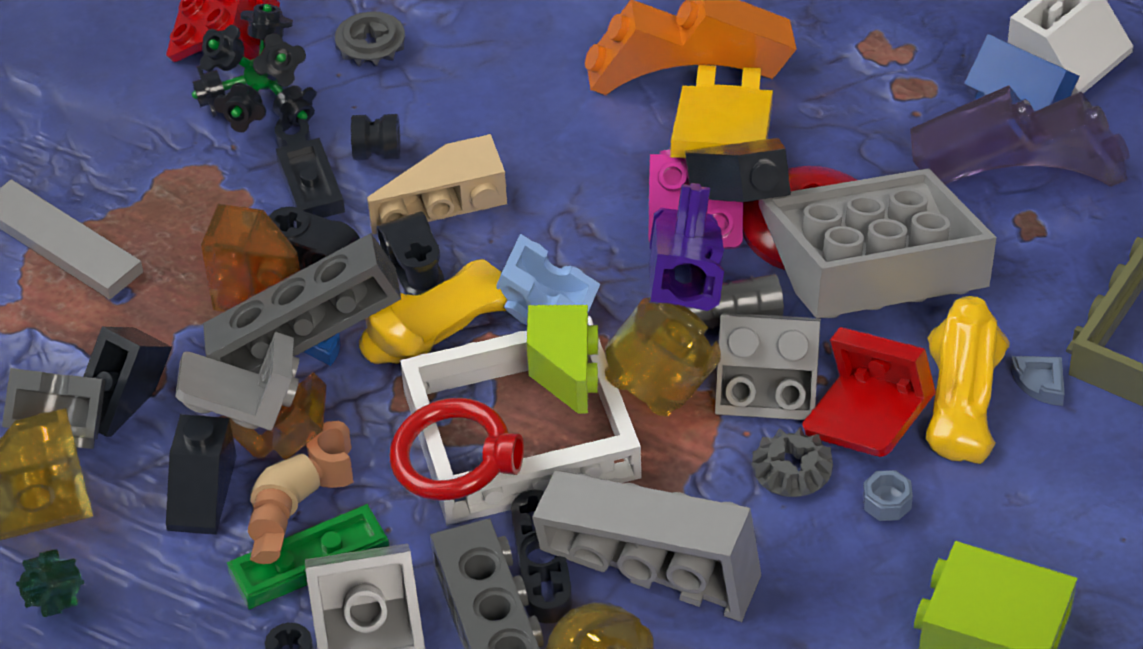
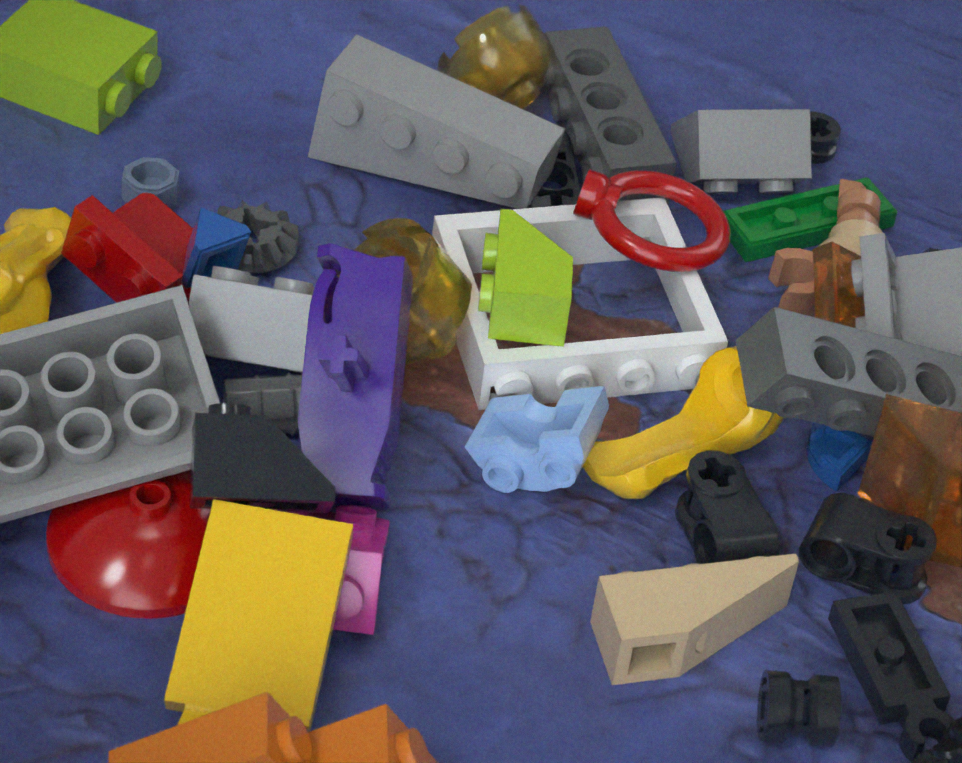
camera: 175 degrees right, 5 degrees down
(814, 398) = (214, 243): none -> blue slope

